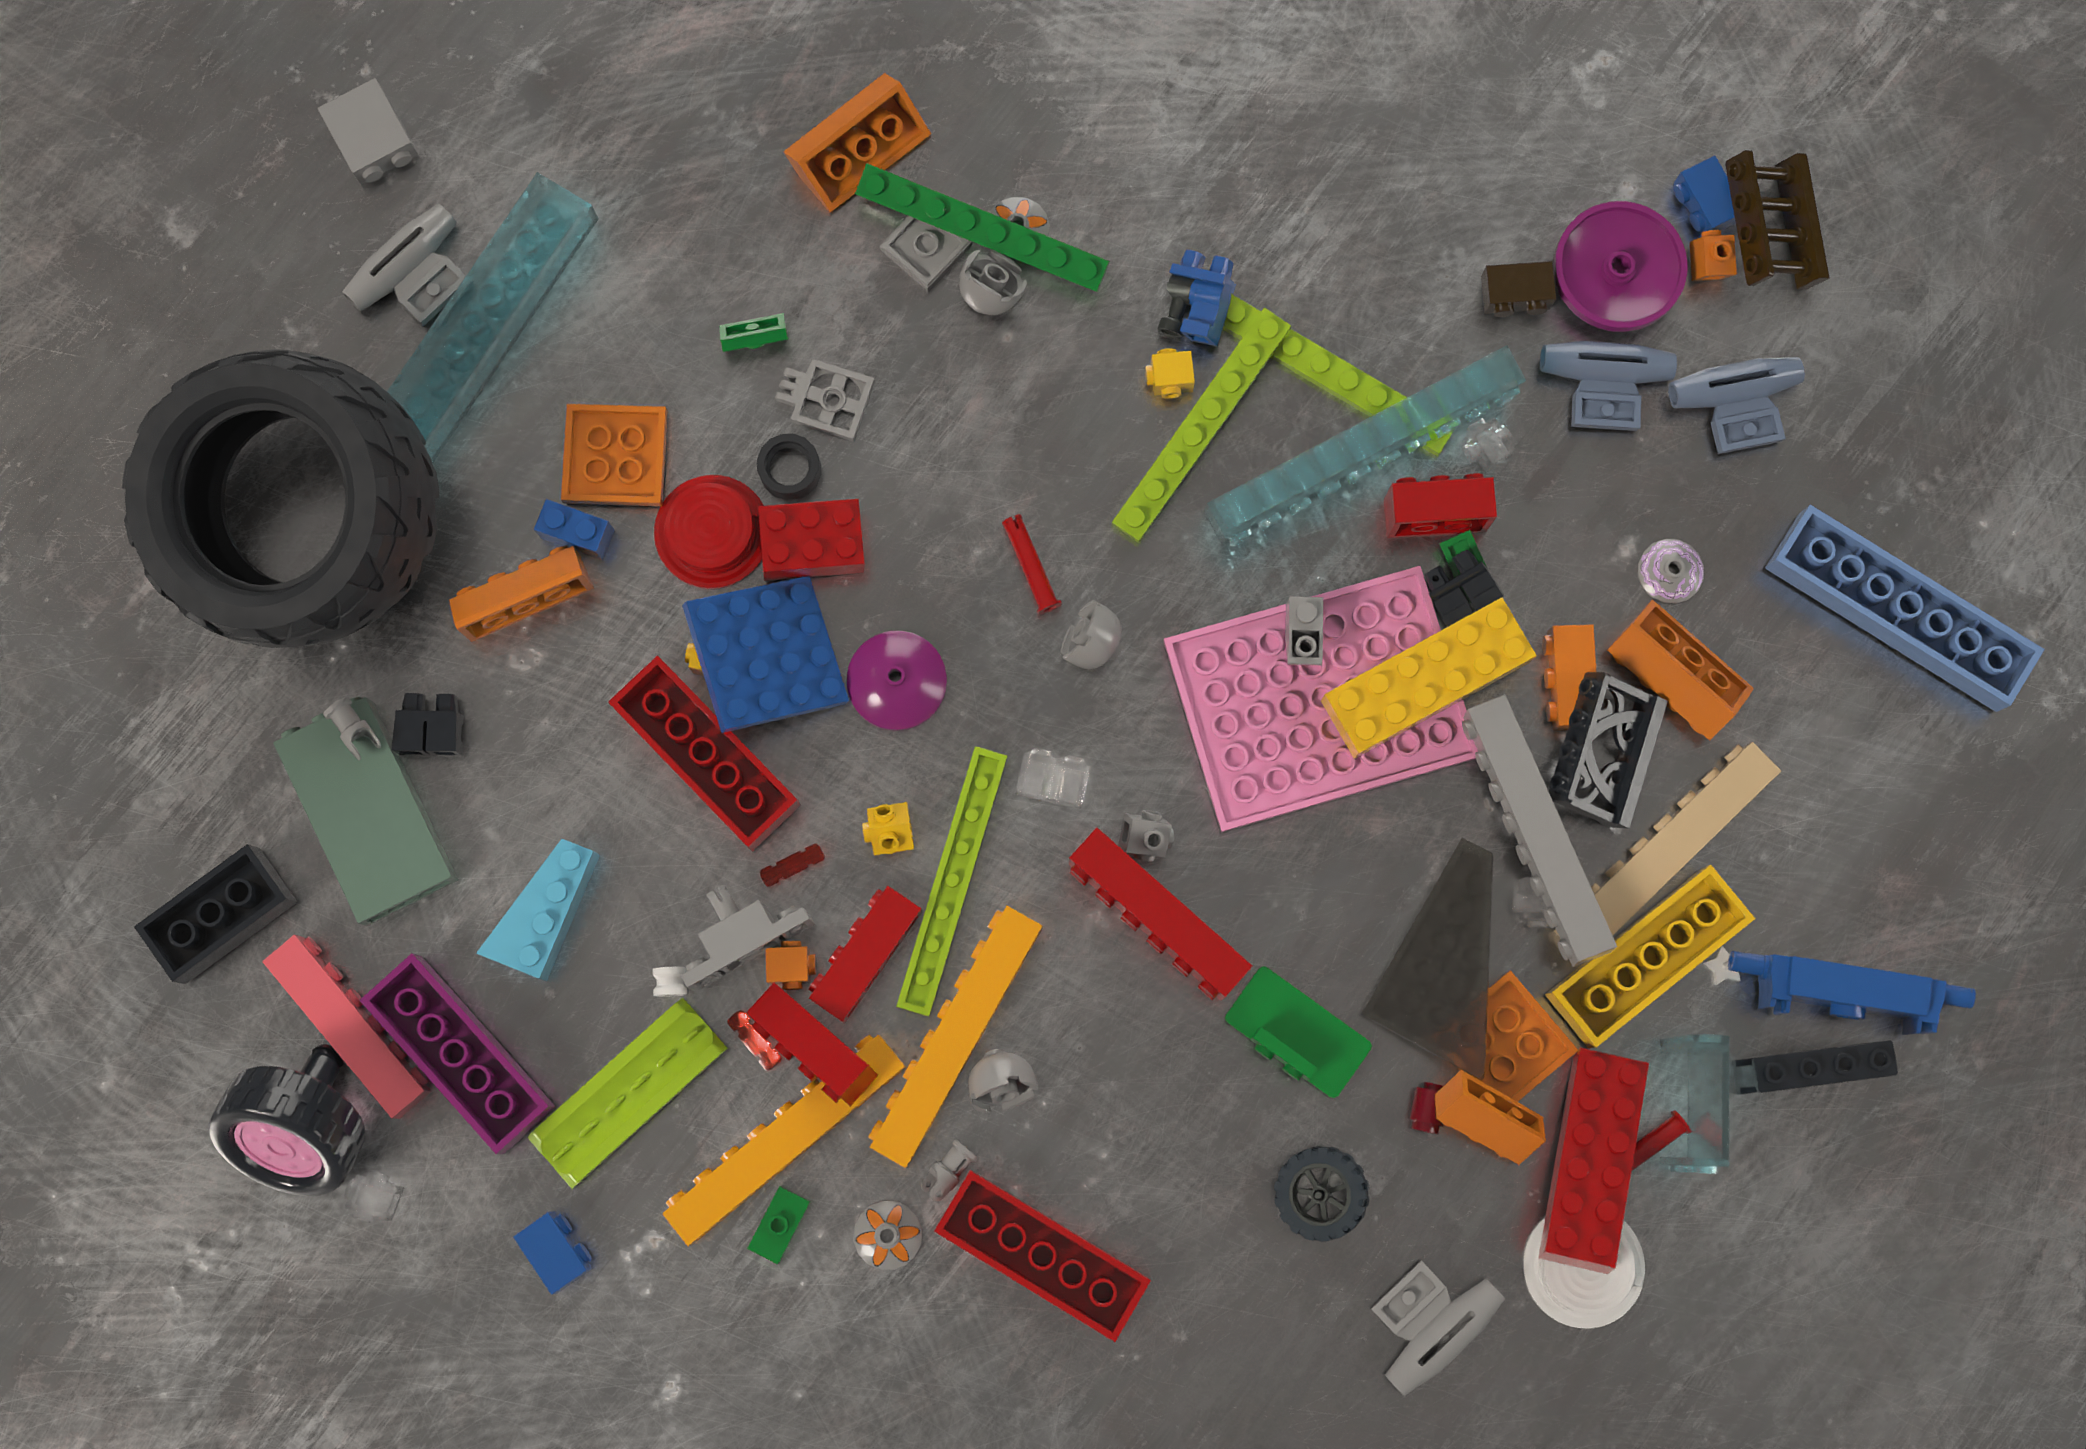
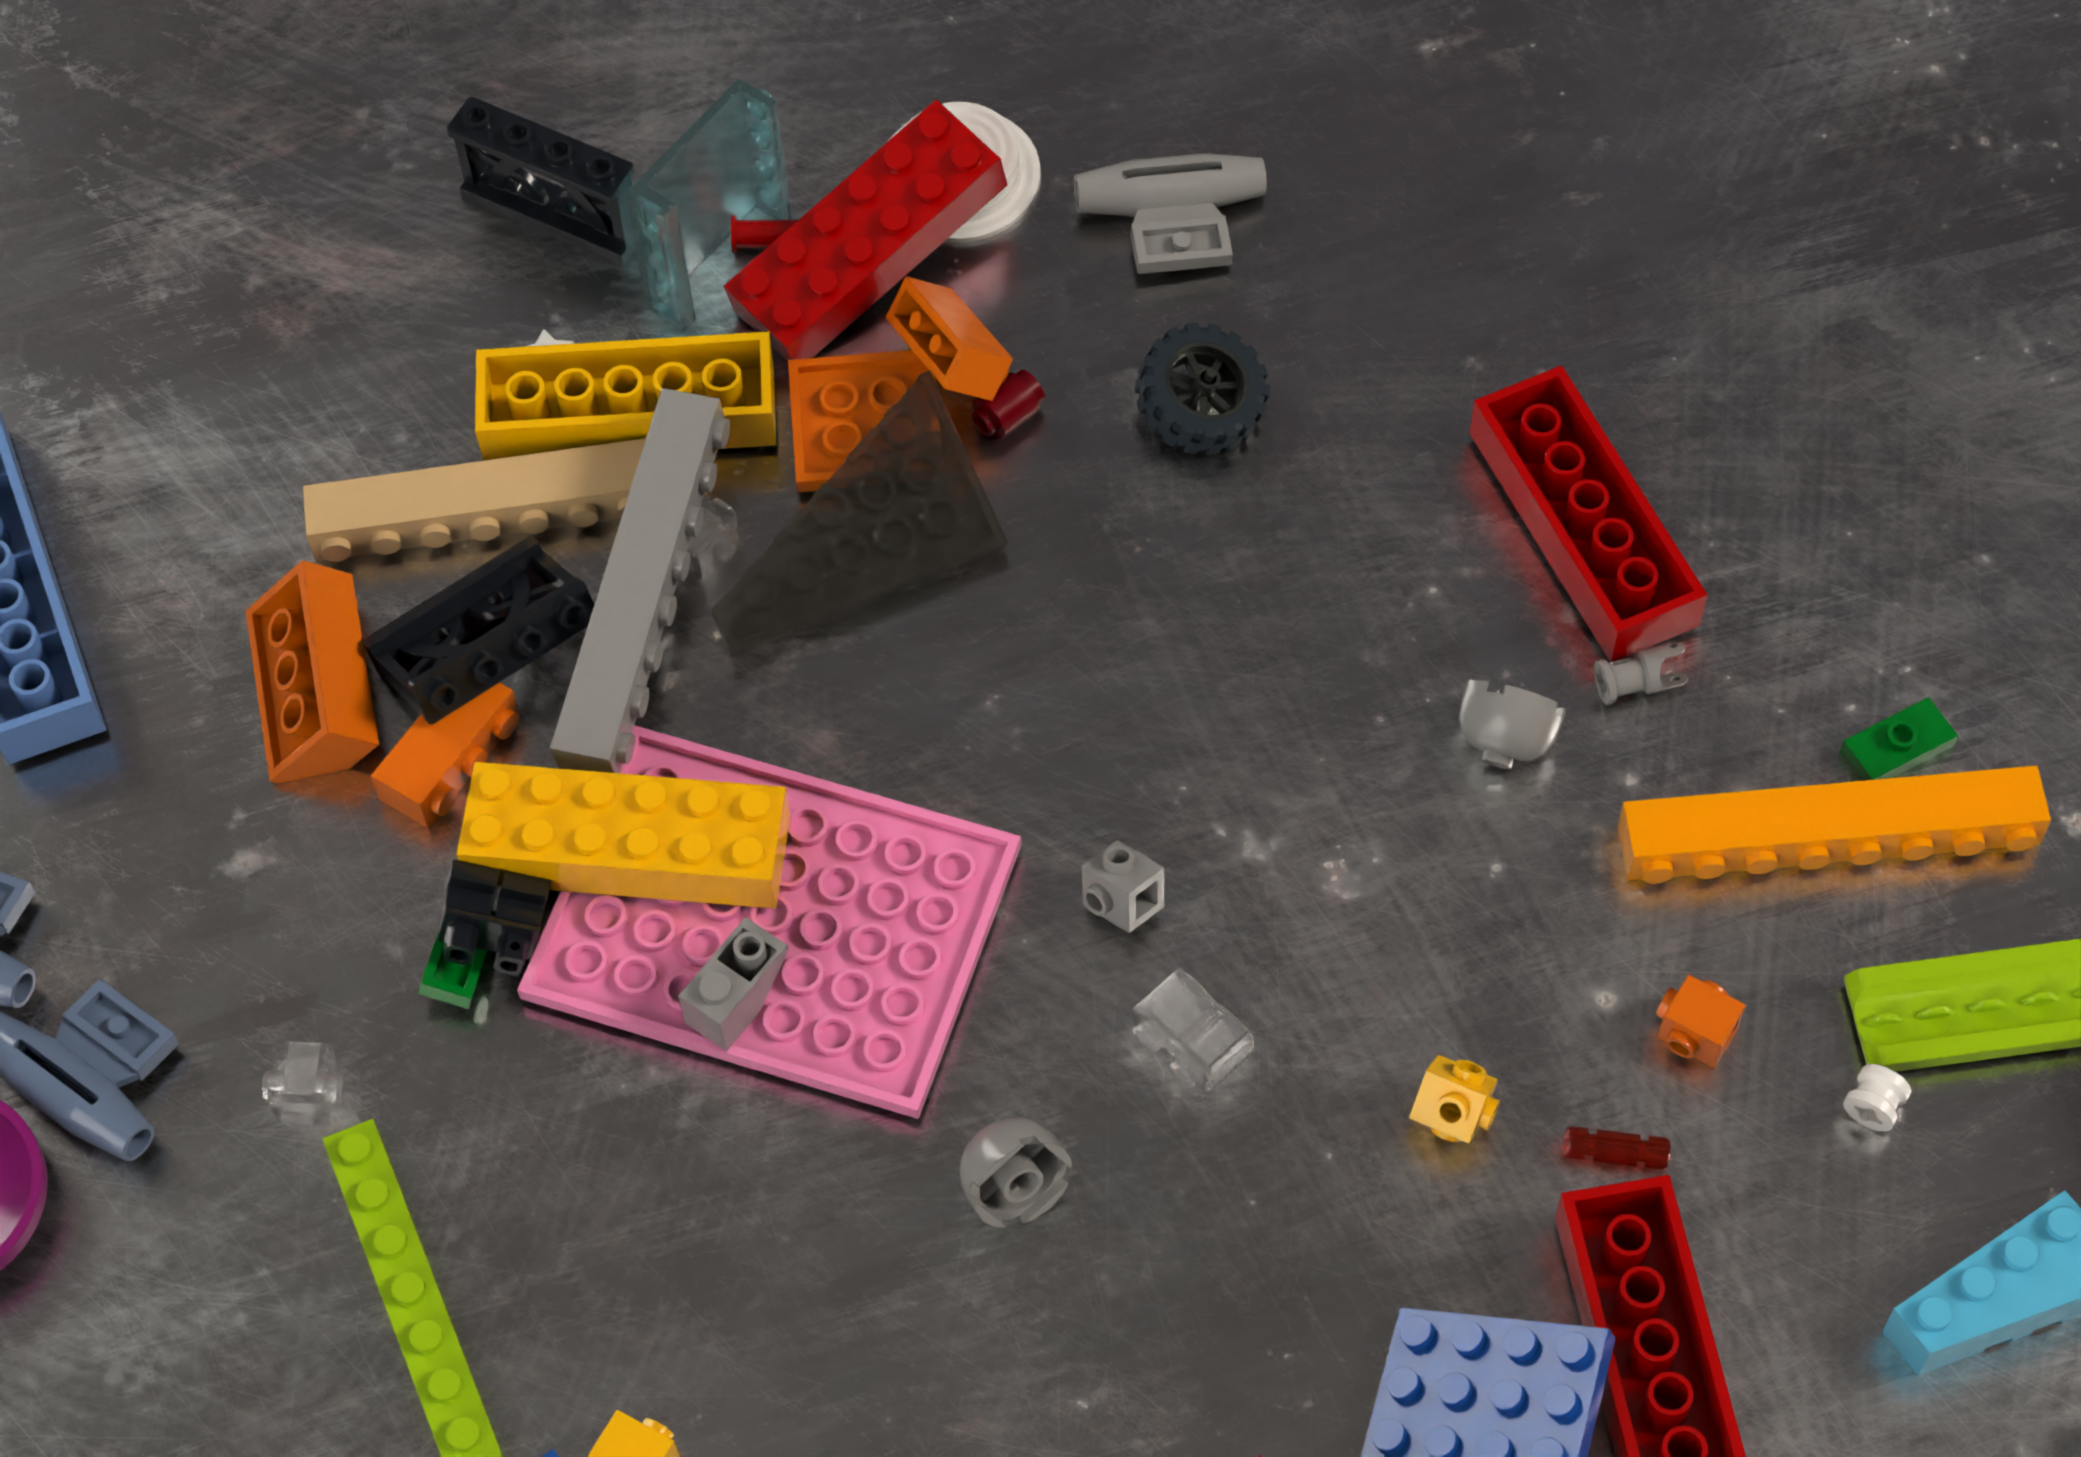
camera: 145 degrees left, 20 degrees down
(741, 937) = (1745, 1074): light grey brick -> none
(753, 1041) = (1802, 966): clear red axle -> none
(812, 1044) = (1732, 891): red brick -> none
(865, 954) = (1587, 973): red brick -> none
(899, 703) = (1308, 1331): magenta dish -> none
(901, 1222) = (1760, 674): light grey dish -> none
(952, 881) = (1408, 996): lime plate -> none
(955, 1037) = (1528, 811): light orange brick -> none
(1031, 565) = (1022, 1327): red pin -> none
(1158, 914) = (1177, 781): red brick -> none
(1201, 425) = (647, 1359): lime plate -> none
(1297, 1032) = (1102, 571): green bracket -> none
(1364, 445) = (466, 1161): clear light blue brick -> none
(1440, 506) = (434, 1033): red brick -> none
(1518, 288) = (87, 1253): dark brown brick -> none
(1660, 582) = (222, 818): dish -> none
(1851, 990) = (438, 234): blue brick -> none

